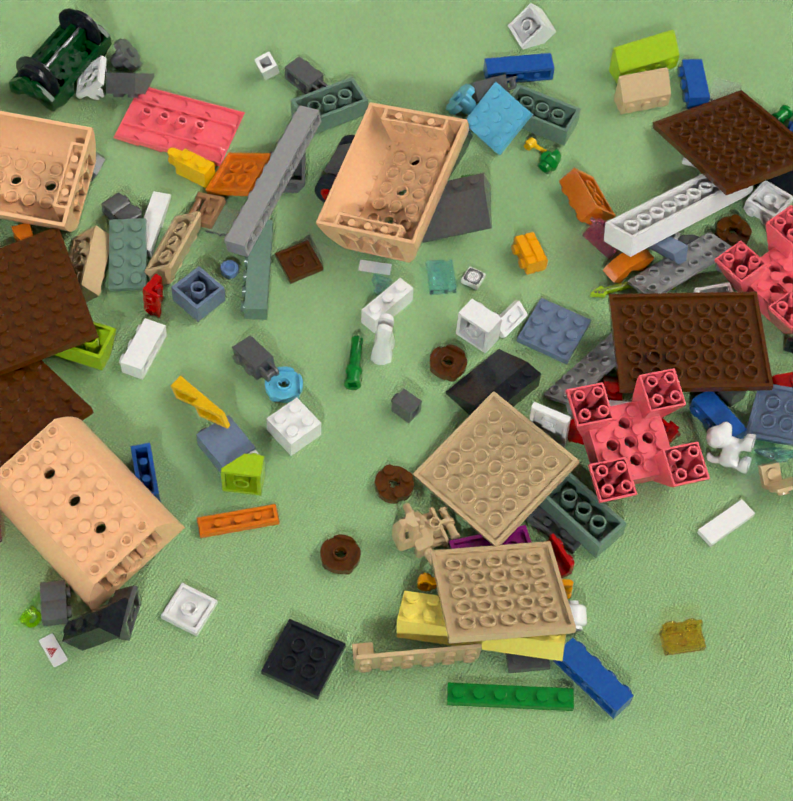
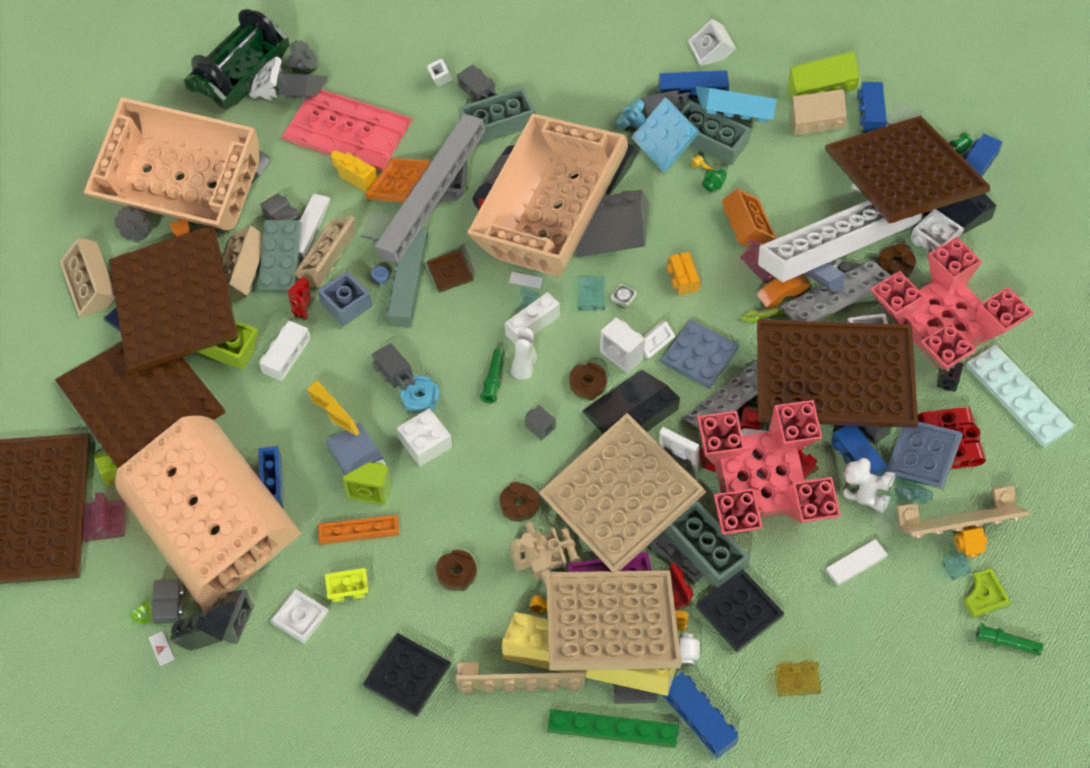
camera: 10 degrees right, 0 degrees up
(210, 209) = (367, 214): medium nougat plate -> none
(233, 574) = (346, 584): none -> neon yellow bracket
(564, 84) = (736, 103): none -> medium azure slope
(620, 575) = (739, 610): none -> black plate

